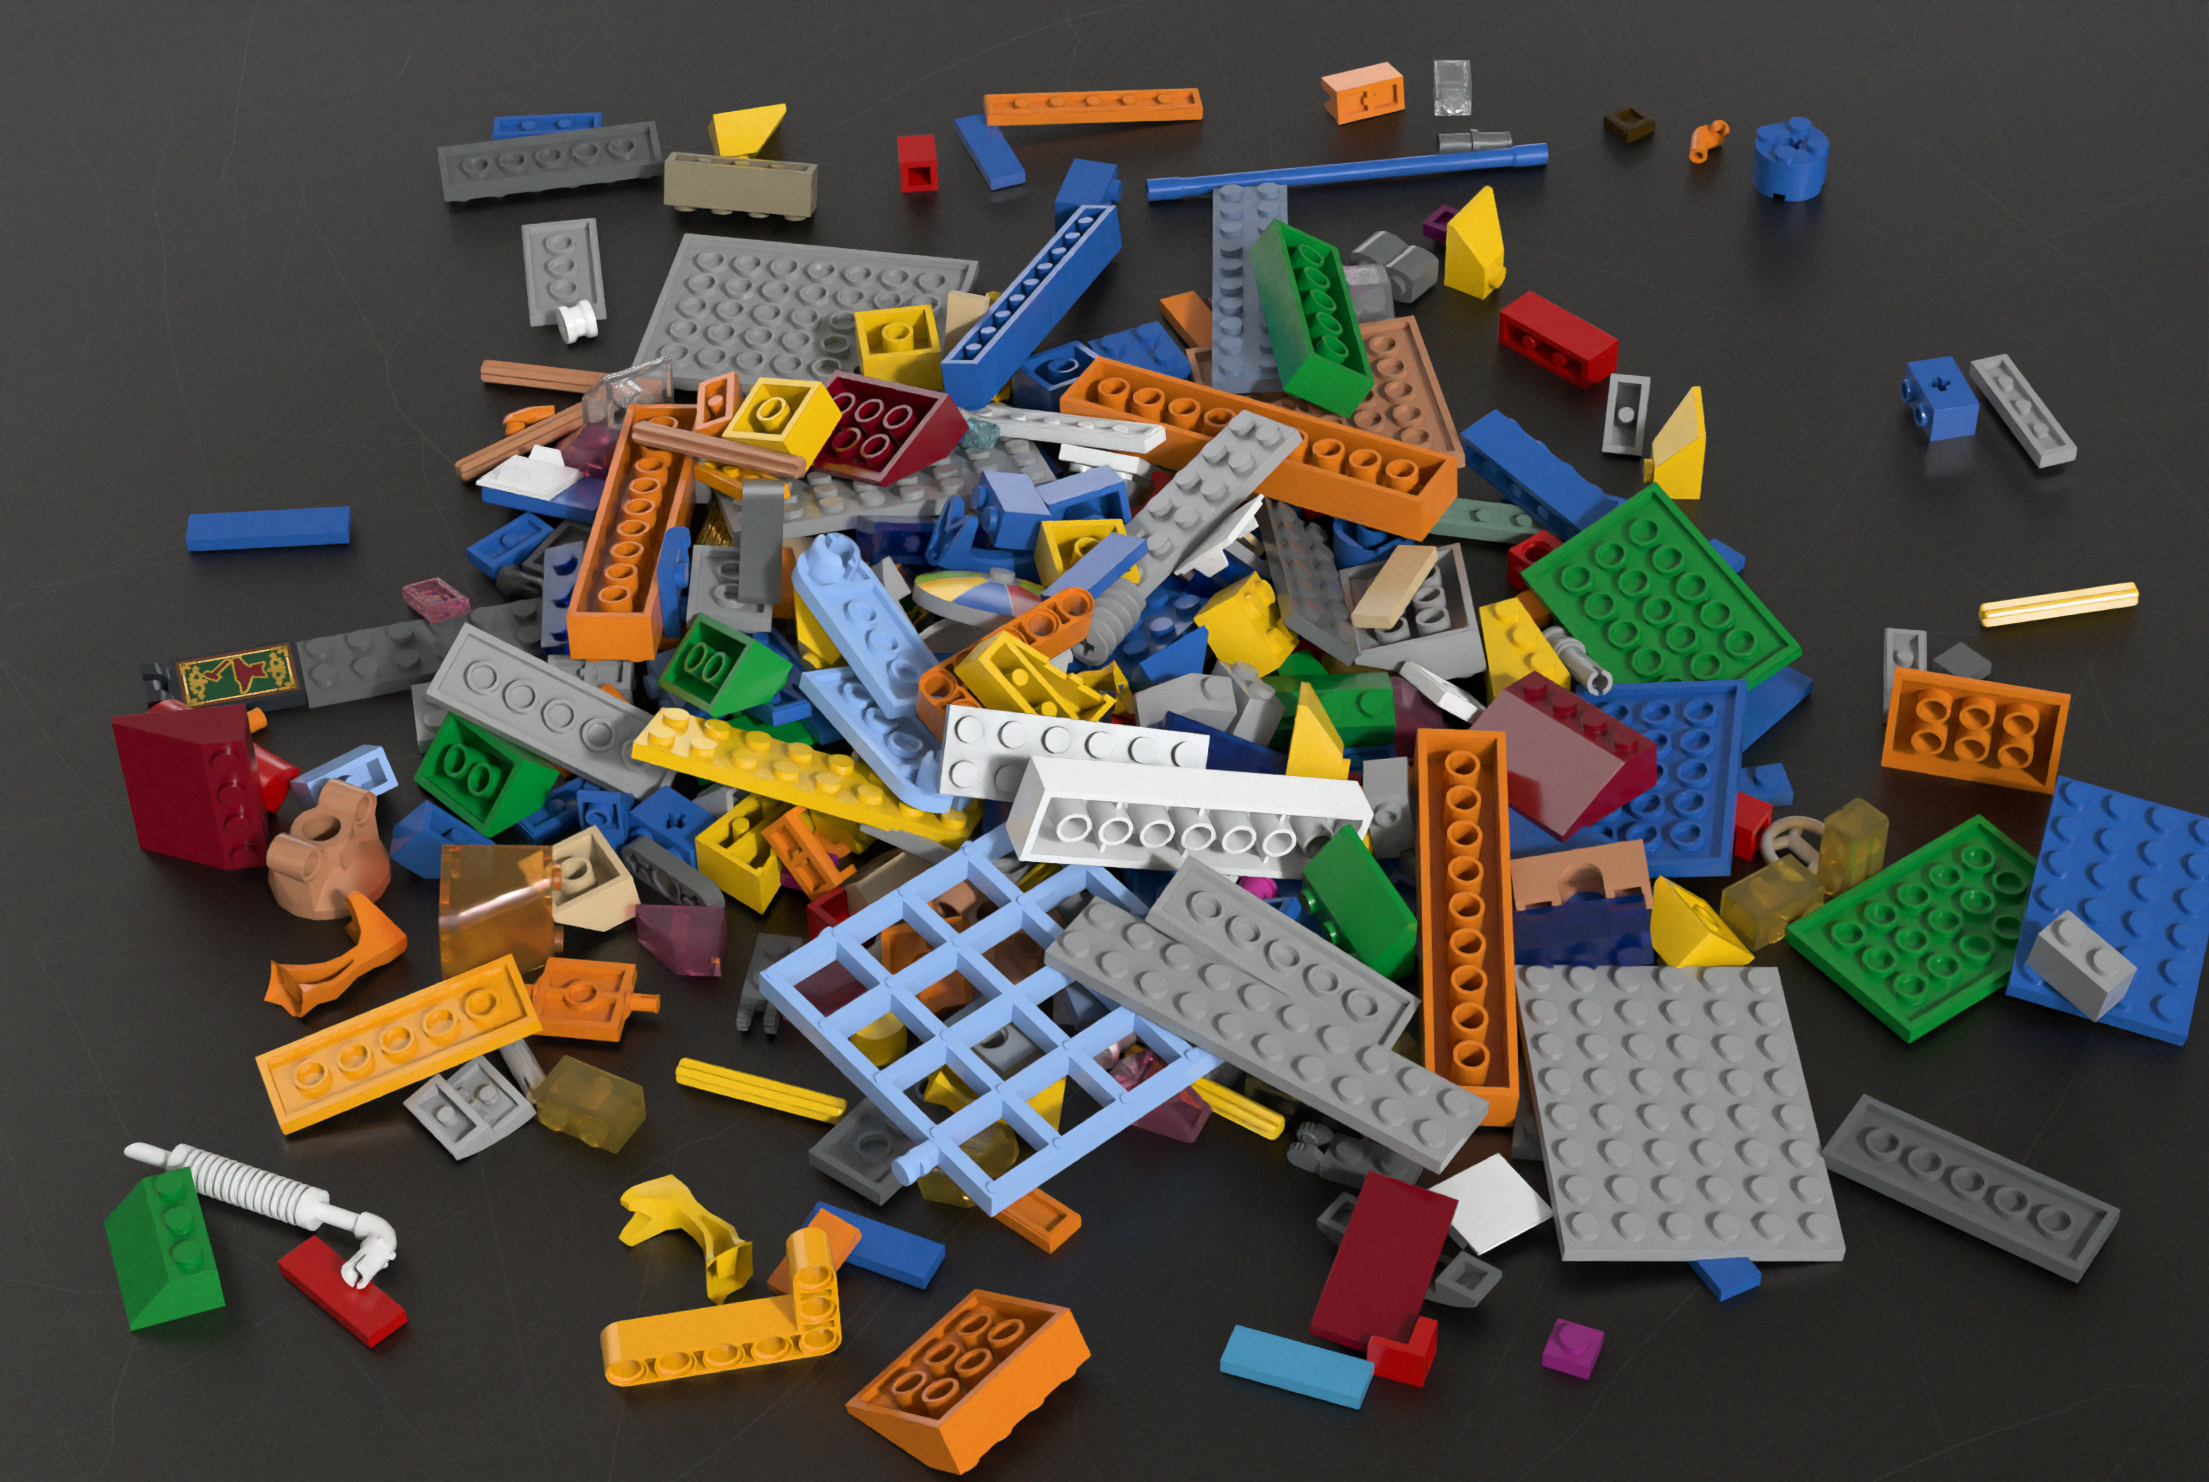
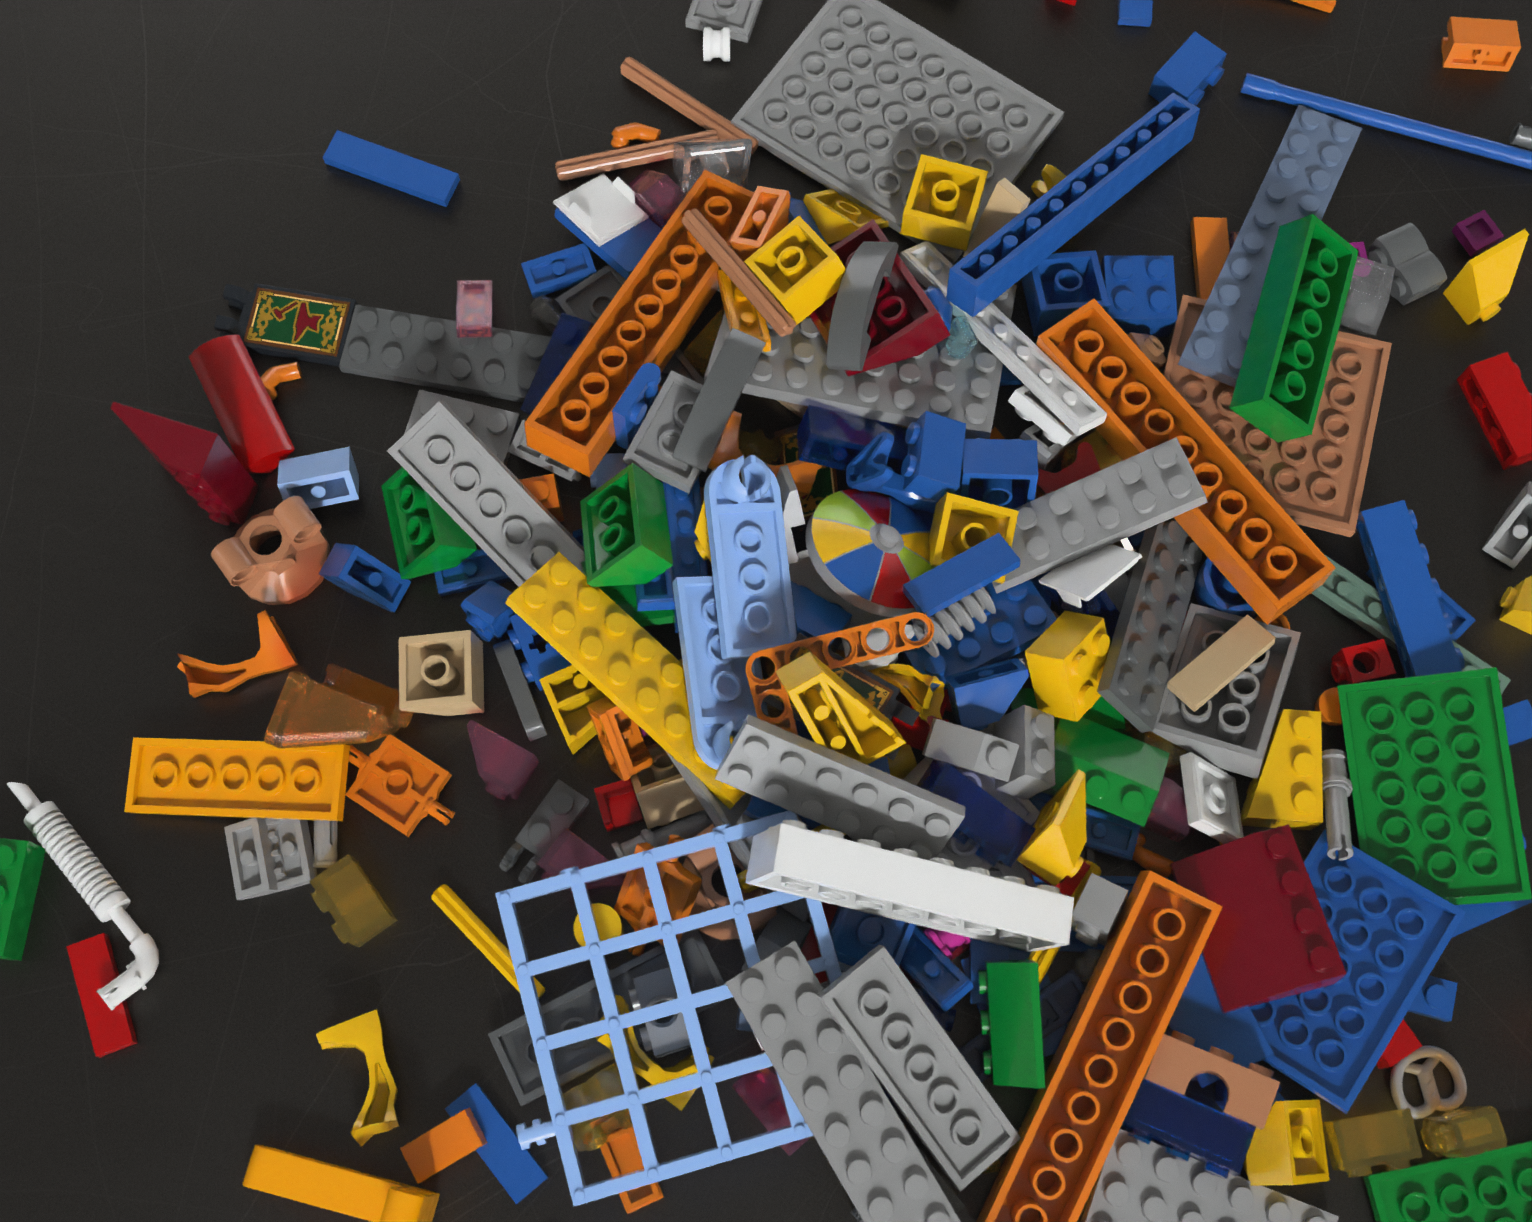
camera: 25 degrees right, 30 degrees up
(862, 428) = (855, 303): none -> dark grey slope

